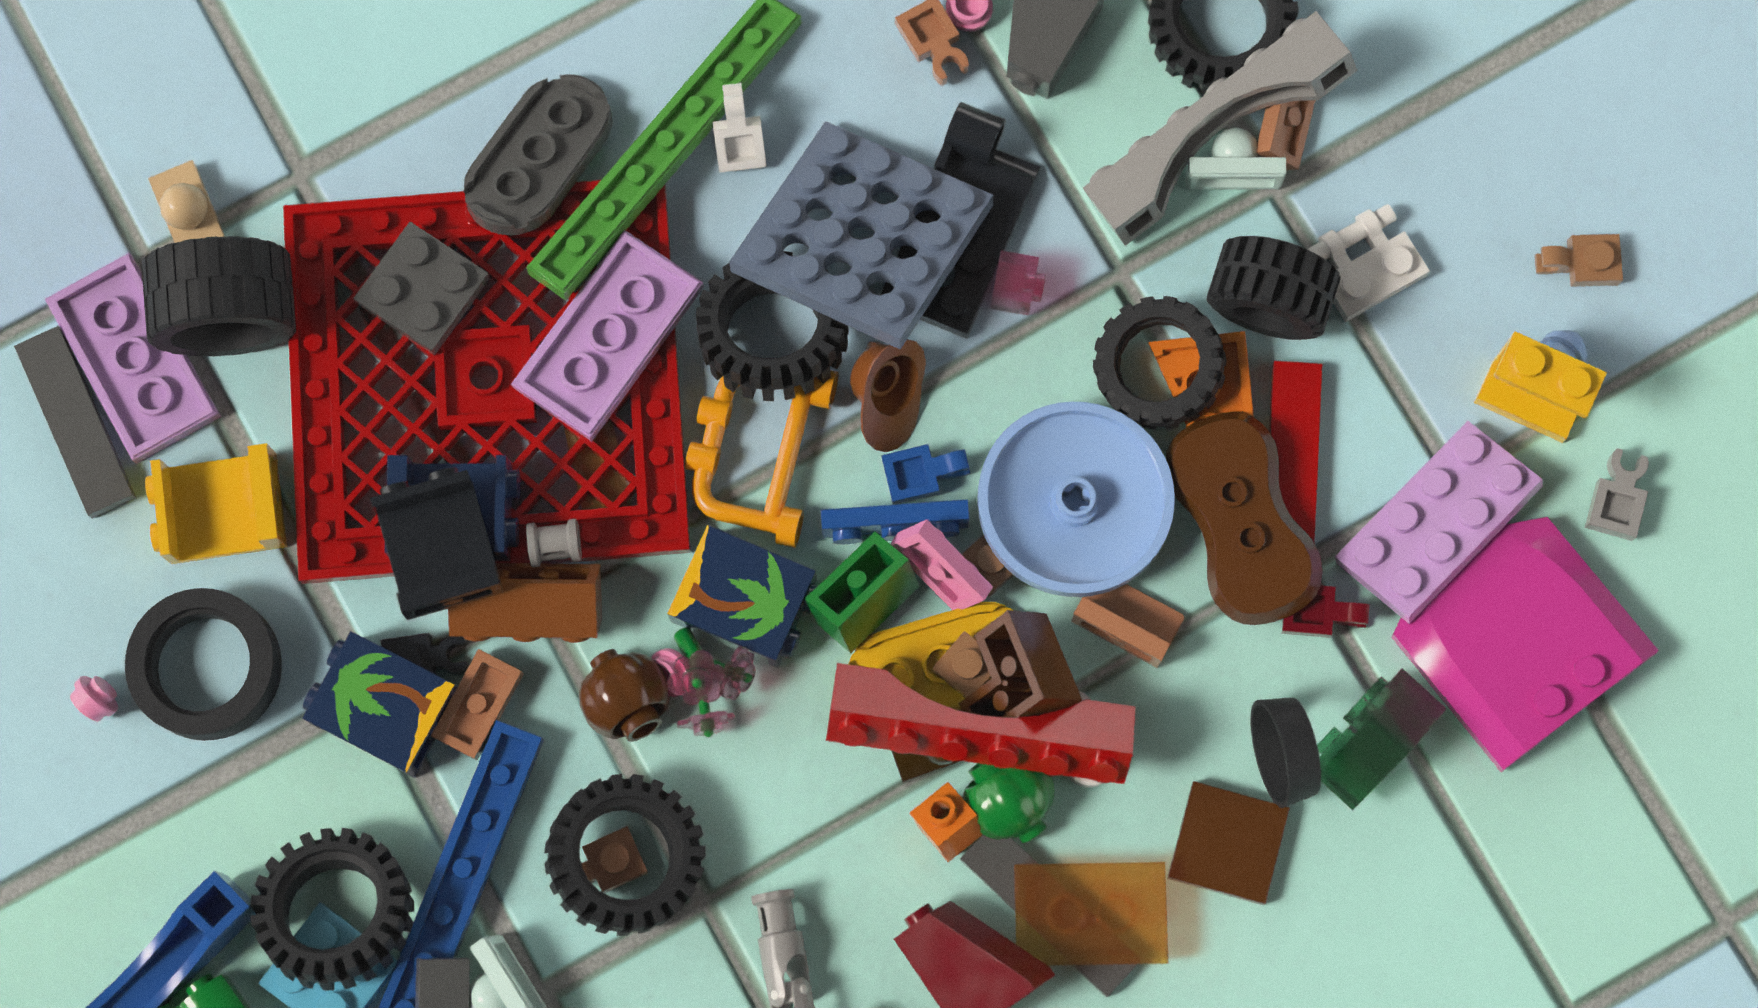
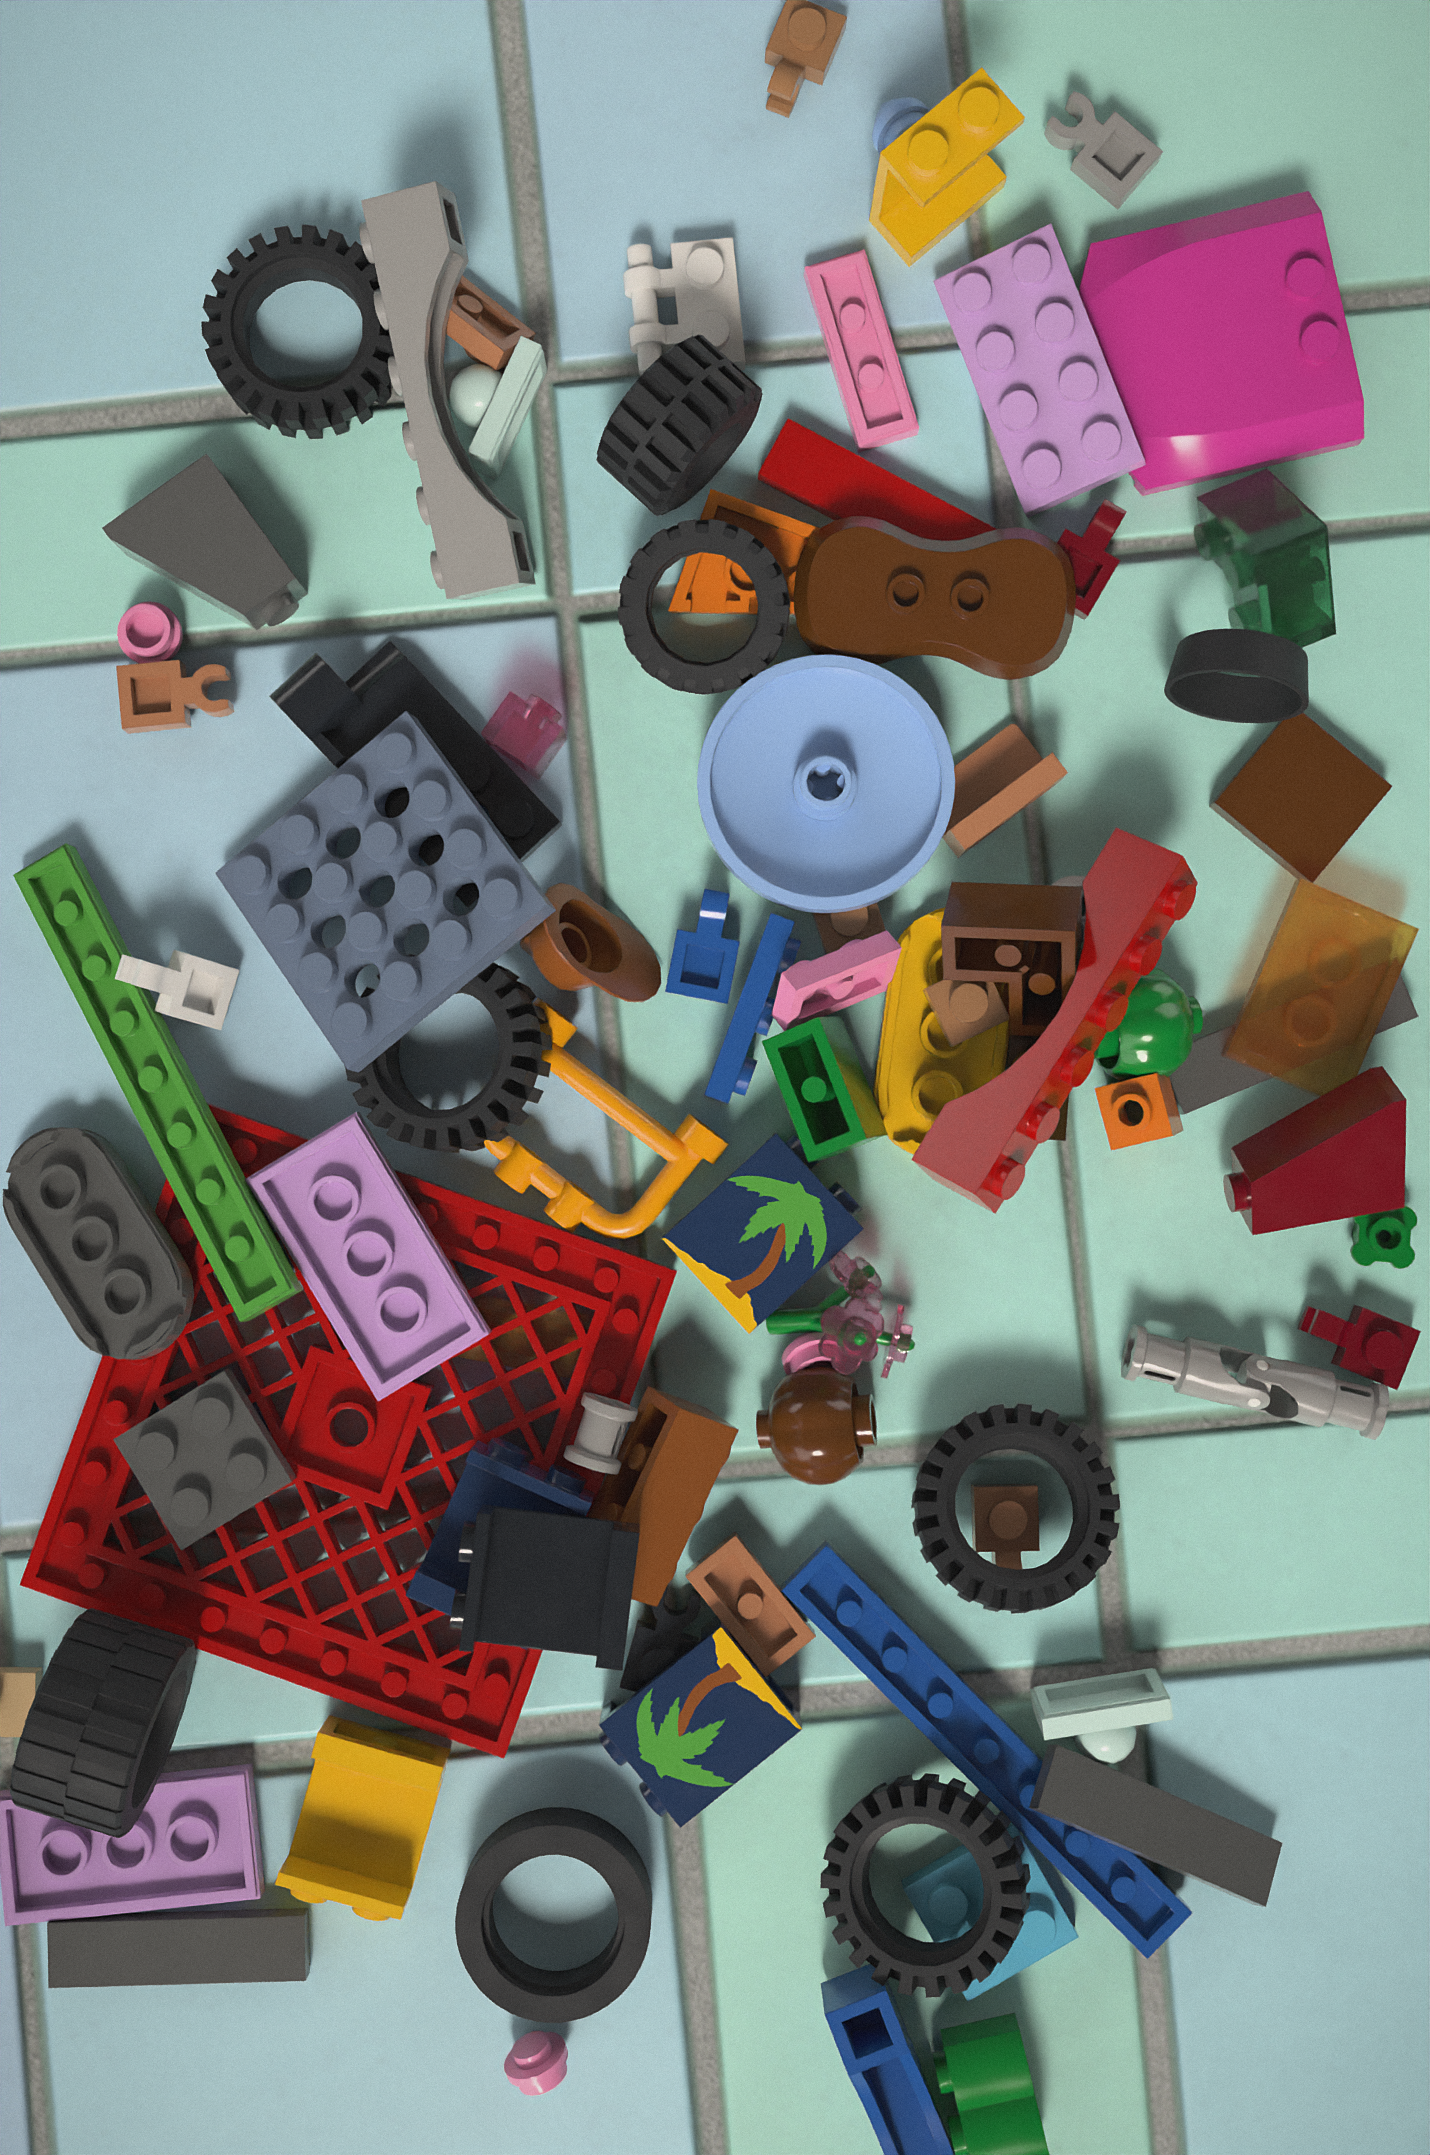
camera: 70 degrees left, 10 degrees up
(1395, 394) = (861, 351): none -> bright pink tile

